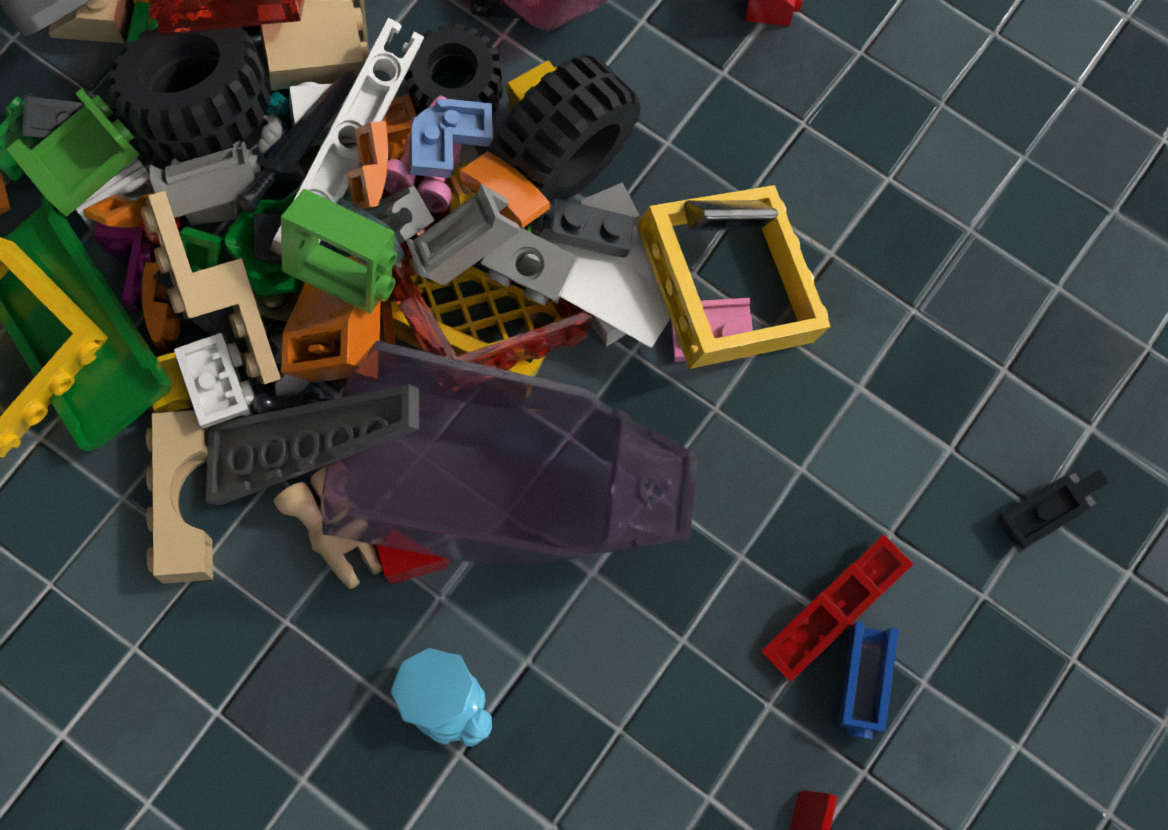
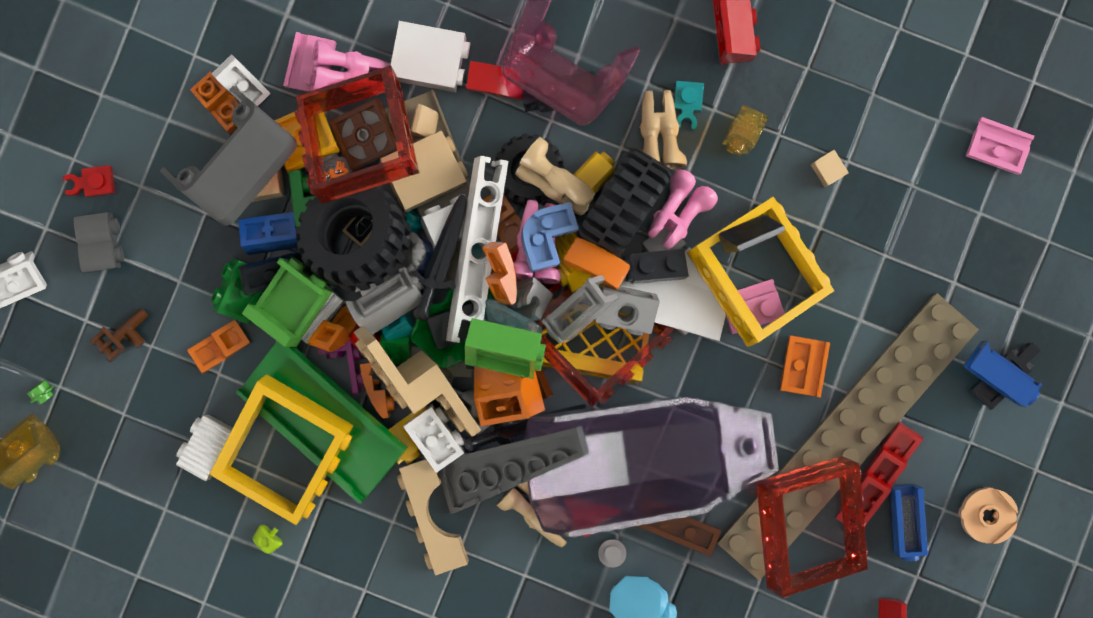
camera: 10 degrees left, 15 degrees up
(73, 68) = (268, 233): none -> blue hinge
(212, 221) = (399, 328): none -> teal slope
(421, 618) = (612, 553): none -> light grey plate
(472, 73) = (554, 181): none -> tan piece
(527, 605) = (687, 532): none -> reddish brown plate
(652, 150) = (700, 201): none -> bright pink piece
(654, 69) = (666, 125): none -> tan piece
(660, 627) = (773, 526): none -> clear red window
(690, 52) = (688, 99): none -> teal plate
(755, 92) = (744, 130): none -> clear yellow brick
(765, 425) = (804, 366): none -> orange plate
(799, 542) = (859, 421): none -> dark tan plate
(860, 178) = (829, 168): none -> tan slope
(997, 680) = (1004, 517): none -> light nougat plate
(1047, 498) = (1002, 375): none -> blue window
(1102, 203) = (999, 146): none -> bright pink plate

